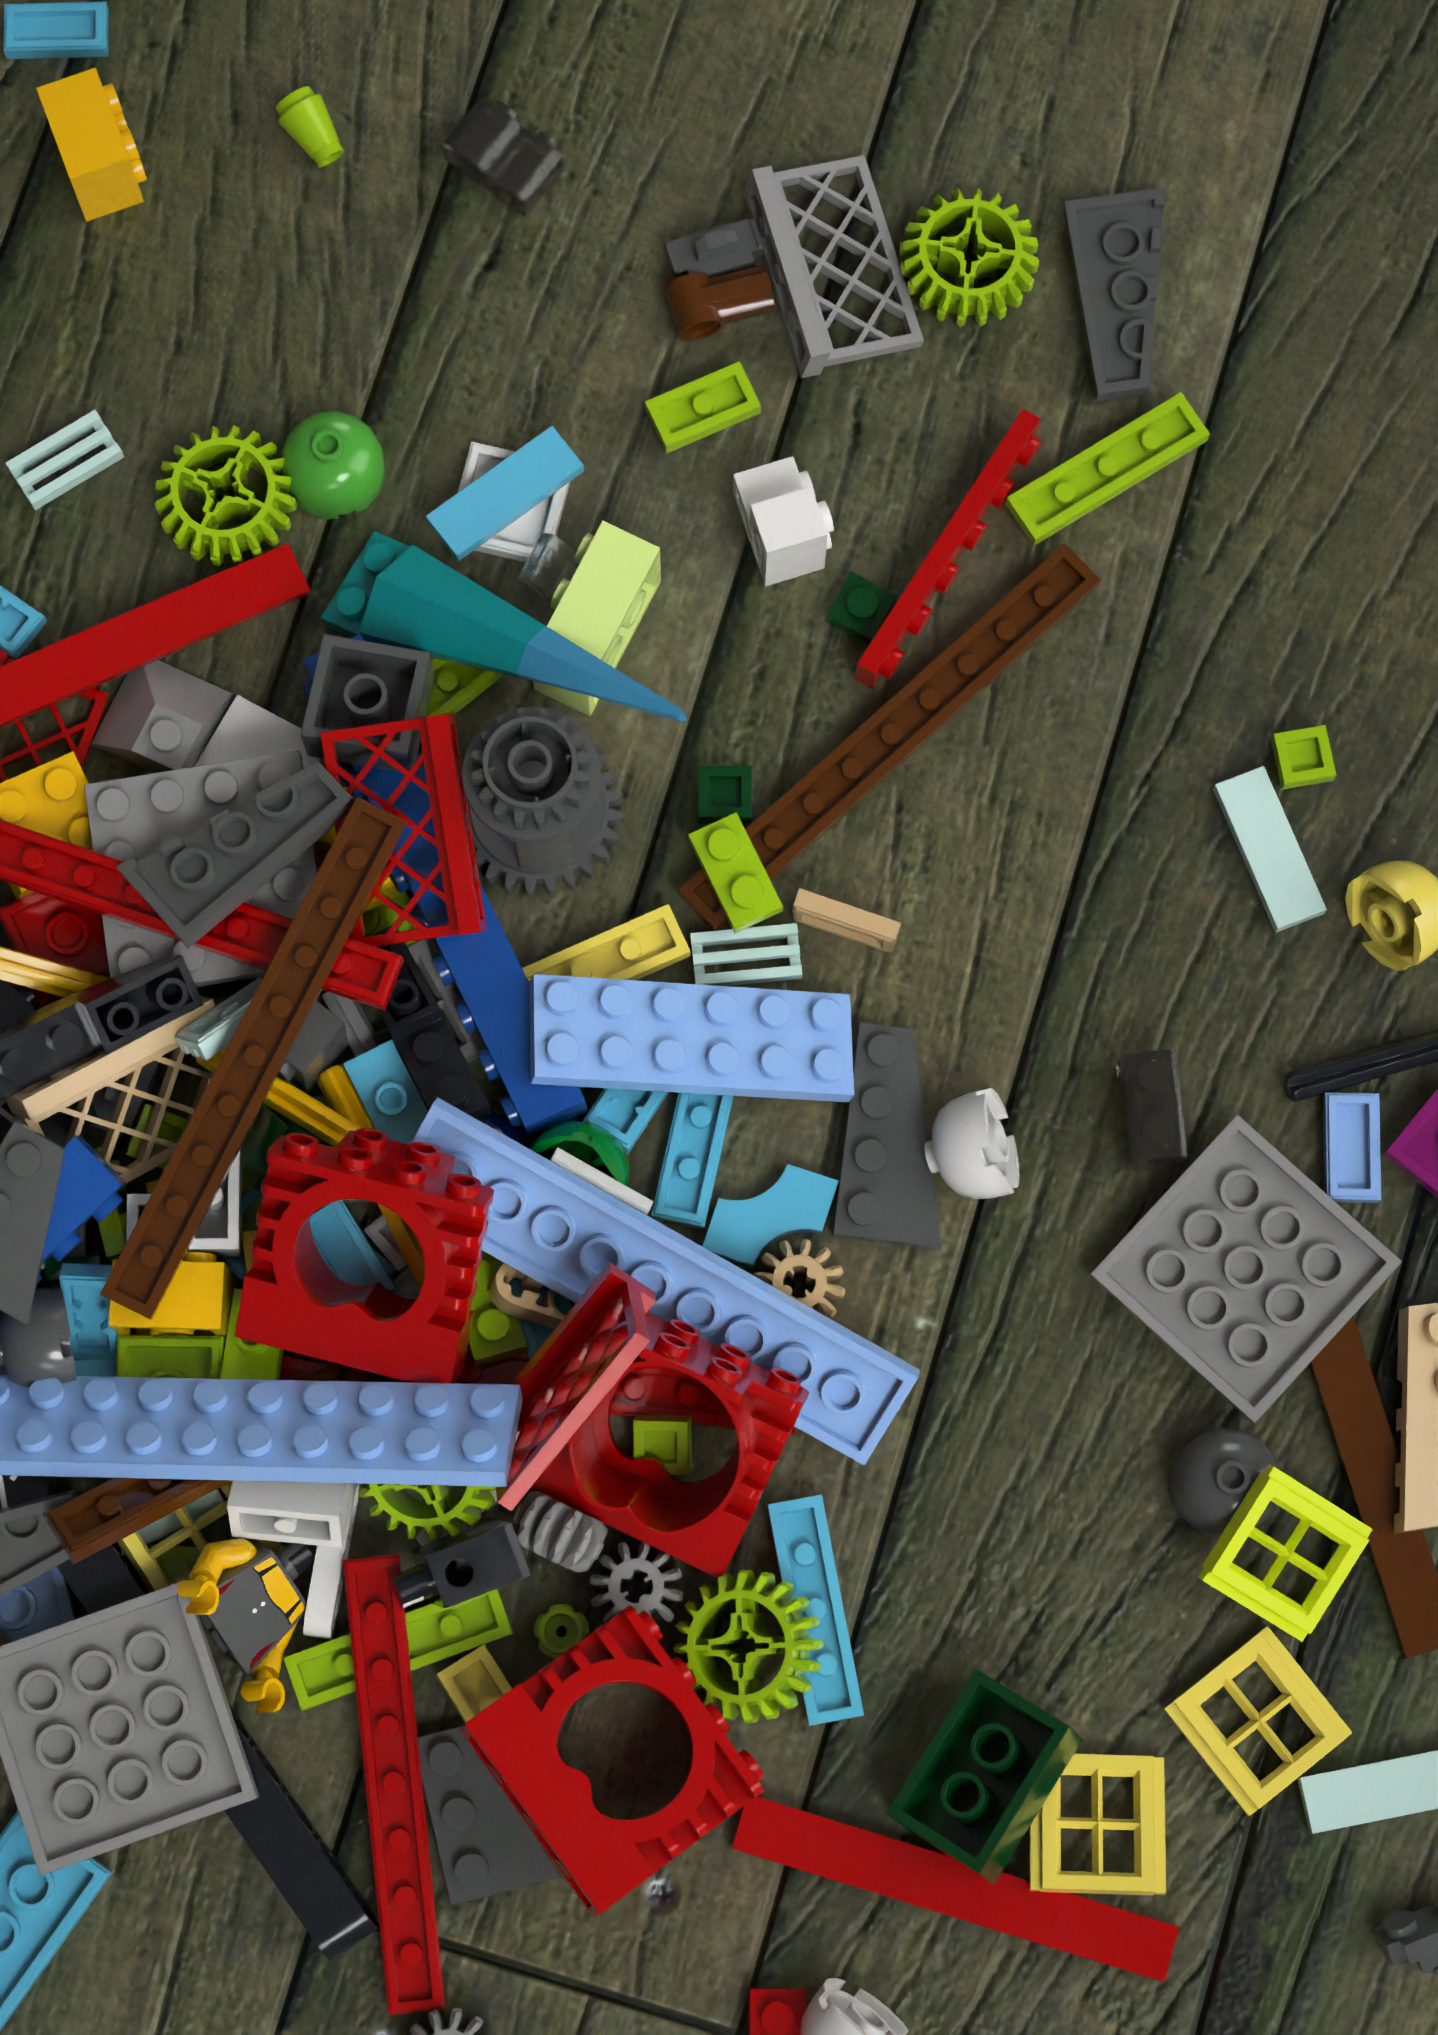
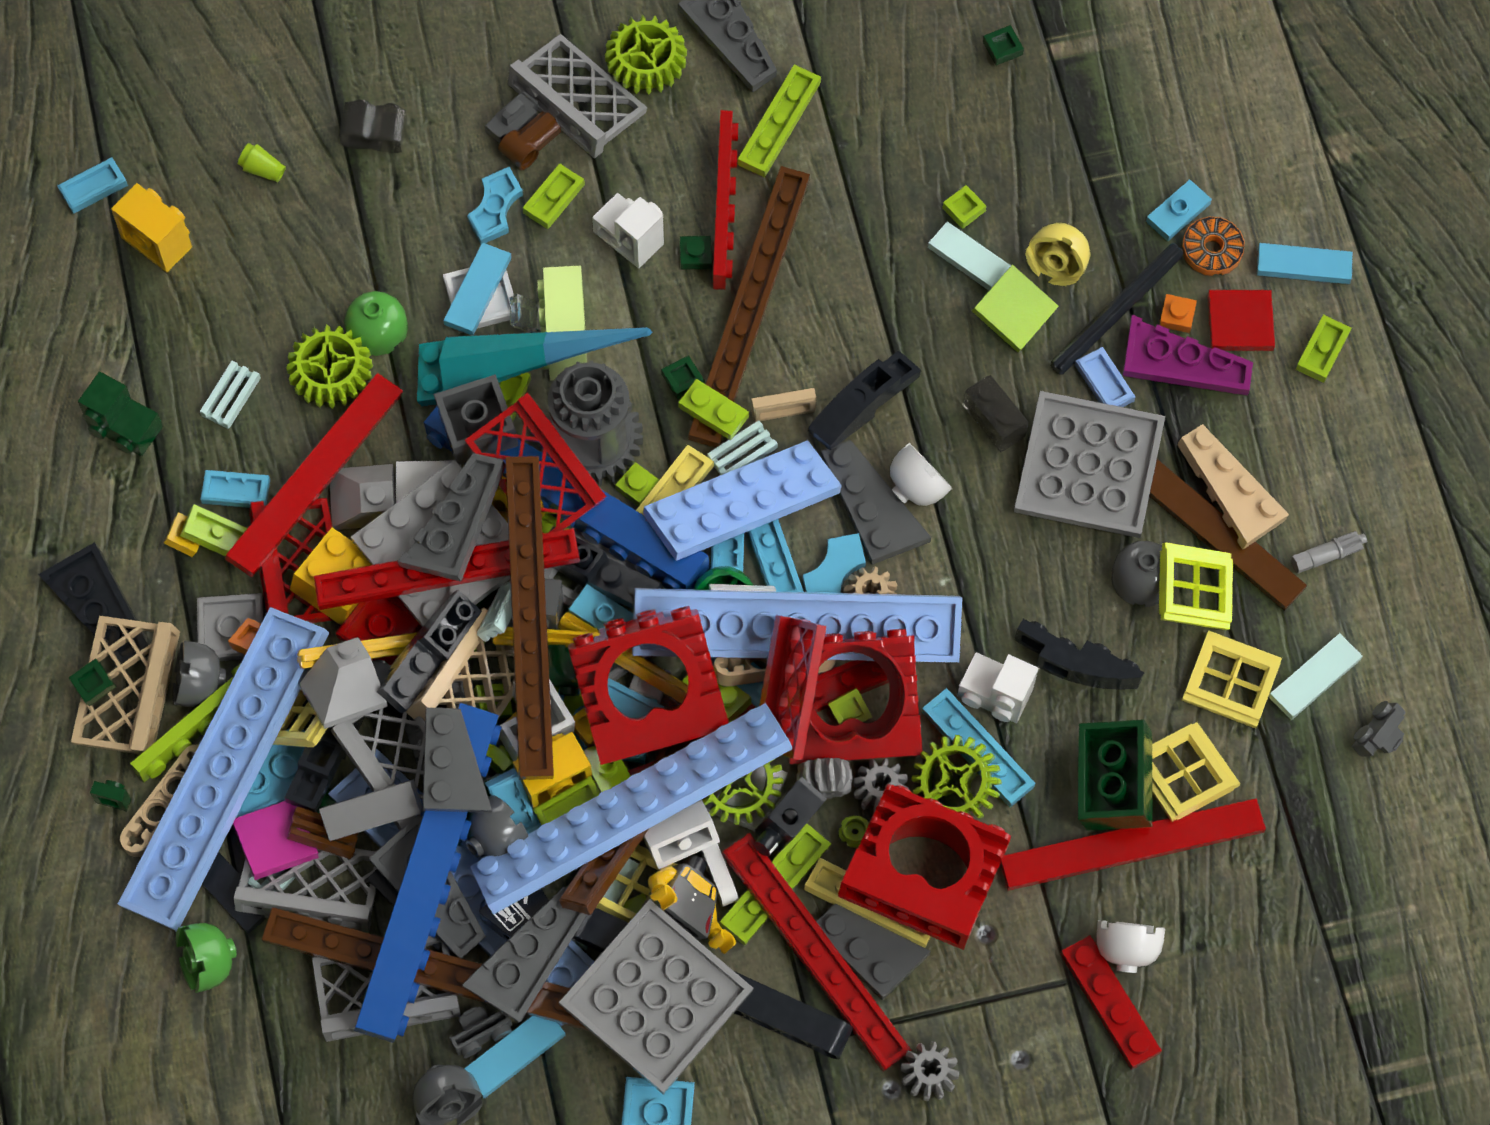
camera: 30 degrees left, 10 degrees down
(562, 921) = (636, 484): none -> lime plate
(594, 388) = (489, 218): none -> medium azure tile
(896, 1535) = (998, 686): none -> white brick
(966, 976) = (861, 397): none -> black slope
(1056, 1581) = (1089, 666): none -> black slope
(1282, 960) = (1015, 308): none -> lime tile

